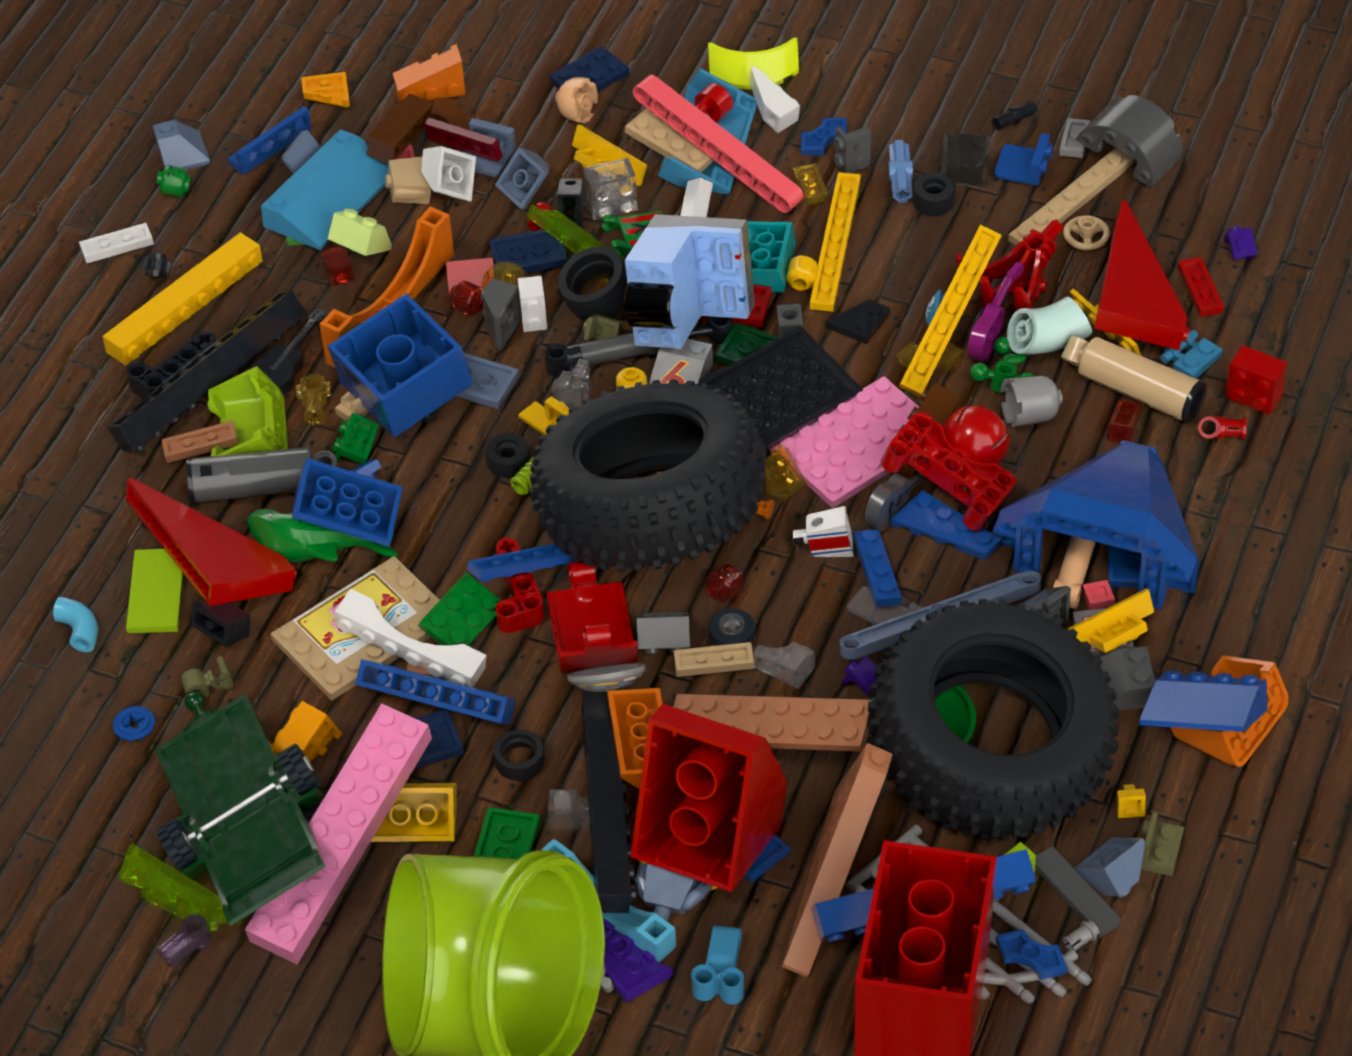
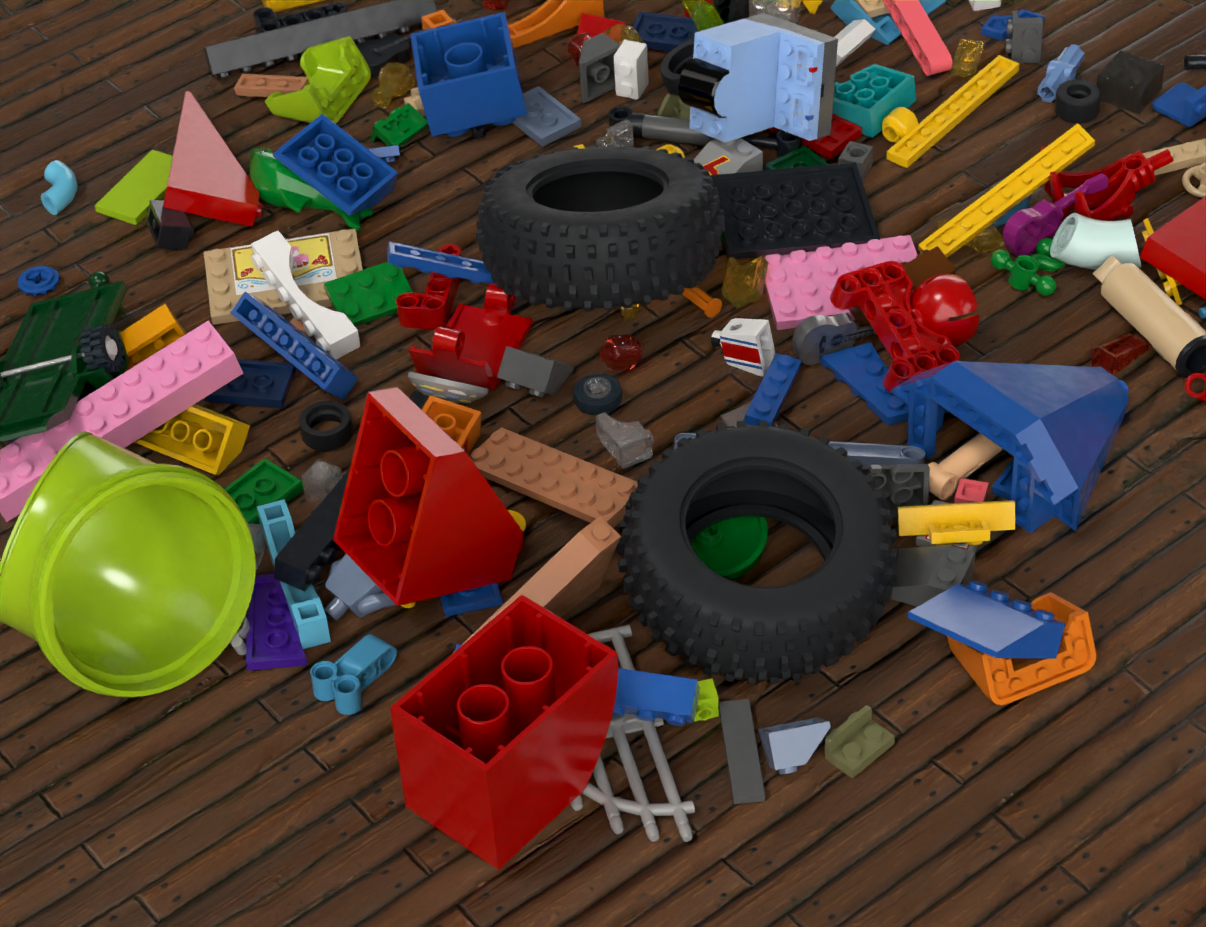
camera: 30 degrees right, 5 degrees down
(198, 681) = (115, 267): olive leg -> none
(249, 473) = (278, 118): dark grey piece -> none
(713, 659) = (559, 412): tan plate -> none
(860, 321) = (926, 184): black wing -> none
(1030, 400) = (1034, 299): light grey cylinder -> none
(1042, 959) = (653, 795): blue tile -> none
(1079, 937) = (715, 792): light grey pin -> none
(1131, 802) = (856, 690): yellow tile -> none

